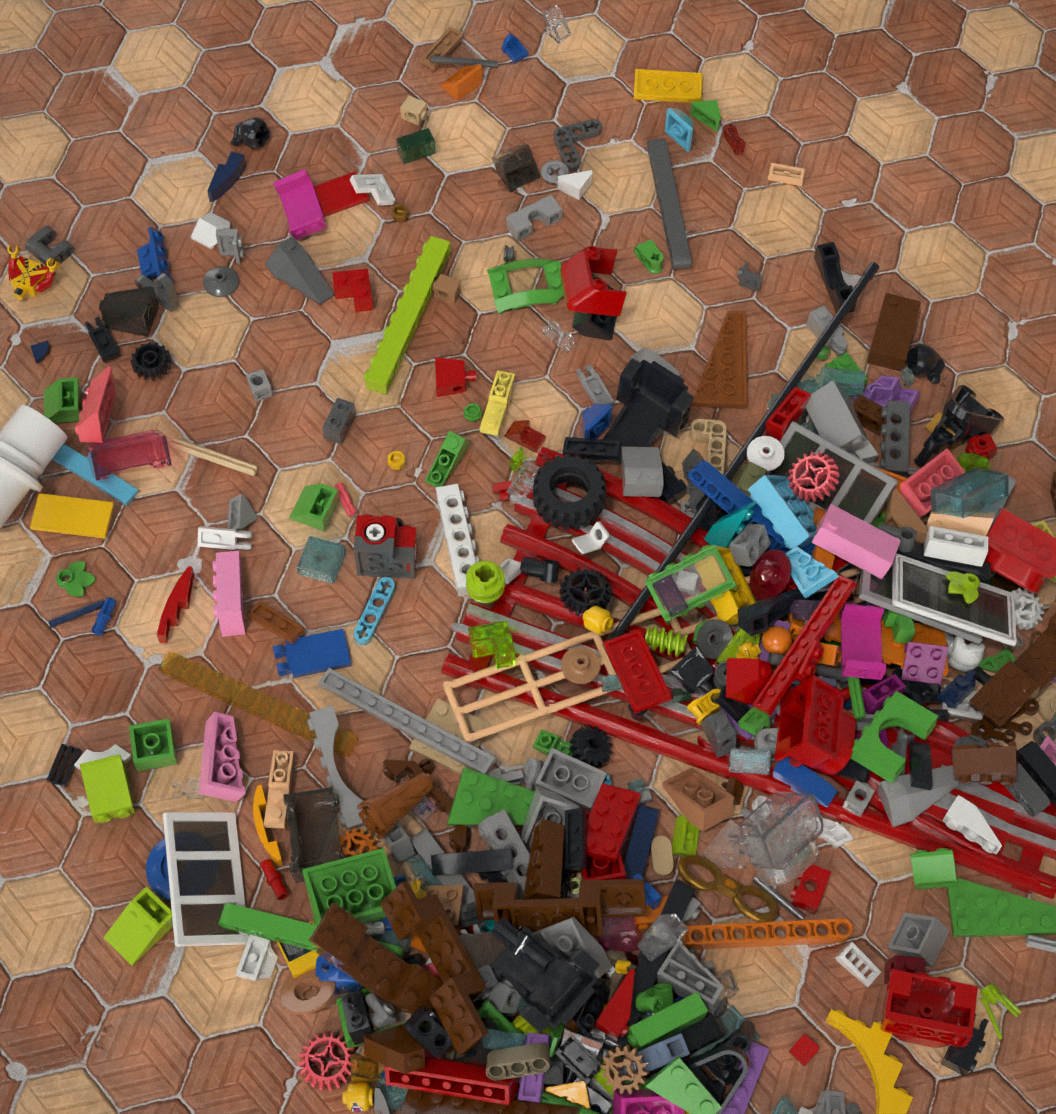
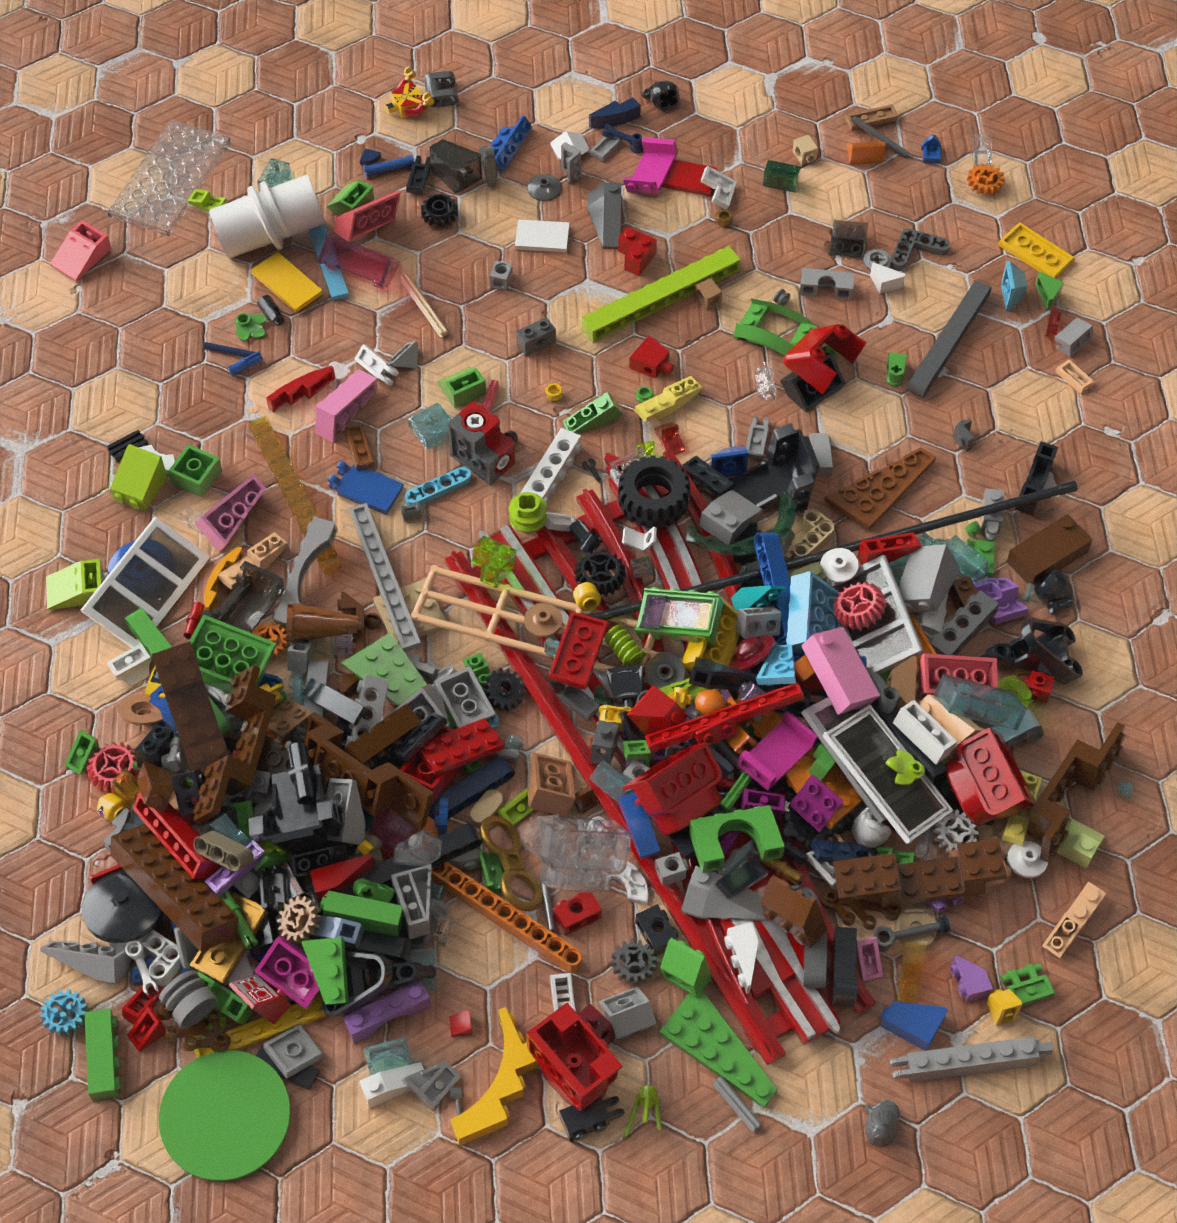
camera: 40 degrees right, 5 degrees down
(66, 349) = (388, 166): none -> blue pin
(81, 551) = (270, 309): none -> black hinge
(242, 210) = (605, 148): none -> light grey tile
(260, 327) = (542, 236): none -> white tile
(266, 191) = (635, 140): none -> dark blue brick
(288, 1070) = (81, 752): none -> bright green slope
(375, 643) = (411, 511): none -> dark grey bush
(484, 503) = (592, 468): none -> black hand
(579, 47) = (985, 179): none -> orange gear
(611, 563) = (641, 567): none -> tile
(666, 714) = (579, 702): none -> dark grey tile
(689, 456) = (746, 547): none -> clear green windscreen
(716, 907) = (491, 870): none -> bright green hinge
(759, 141) = (1074, 337): none -> light grey hinge
(870, 858) = (653, 918): none -> black brick
(877, 895) = (633, 952): none -> dark grey gear
(941, 734) = (784, 869): none -> pearl gold pin

